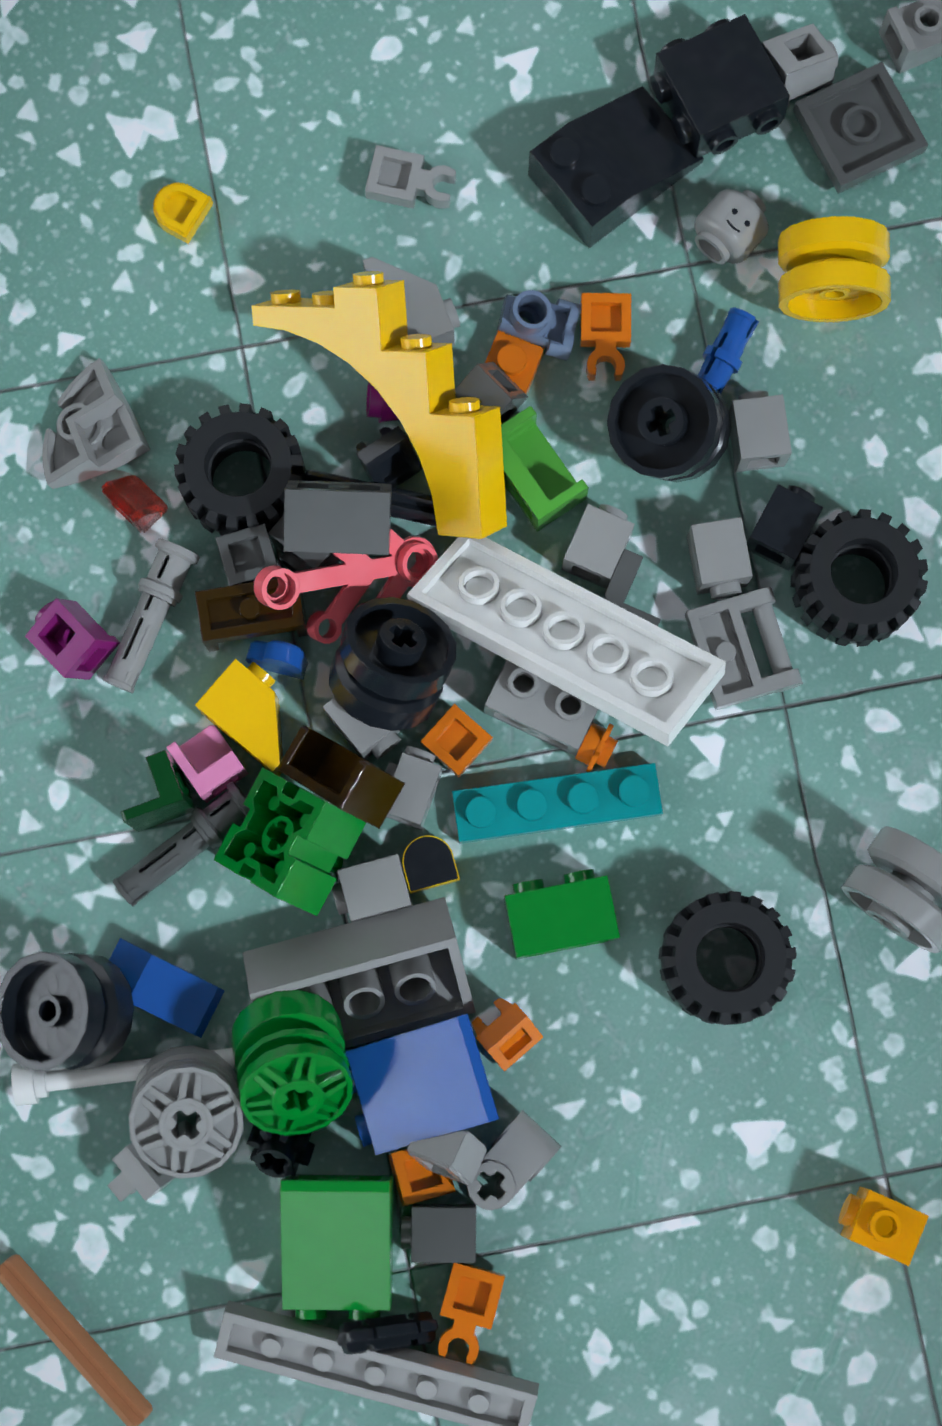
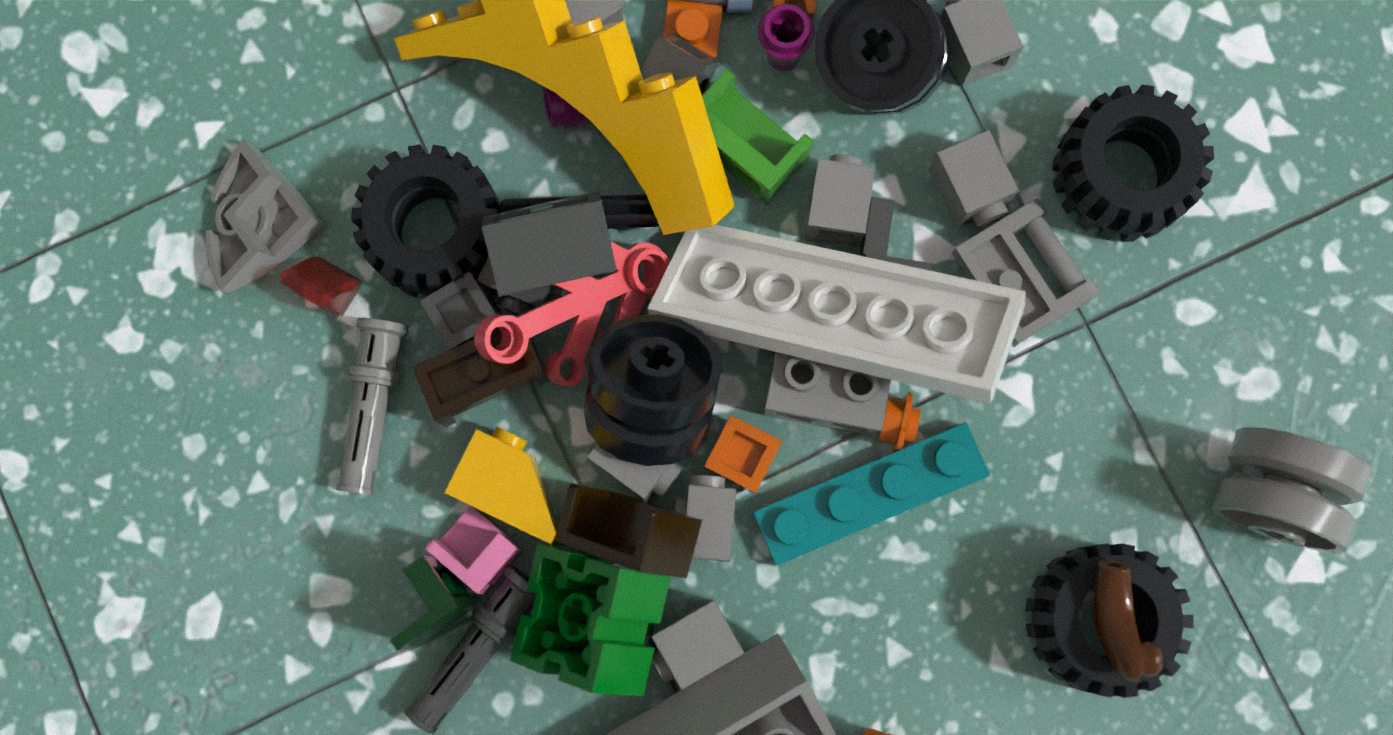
camera: 10 degrees left, 0 degrees up
(71, 655) = (289, 454): magenta brick -> none
(278, 657) = (523, 414): blue tile -> none
(389, 458) = (587, 165): black tile -> none
(428, 864) = (749, 598): black tile -> none
(561, 914) = (911, 619): green brick -> none
(589, 380) = (785, 35): none -> magenta cone
(726, 958) = (1117, 626): none -> reddish brown arm
(784, 526) = (1035, 128): black brick -> none

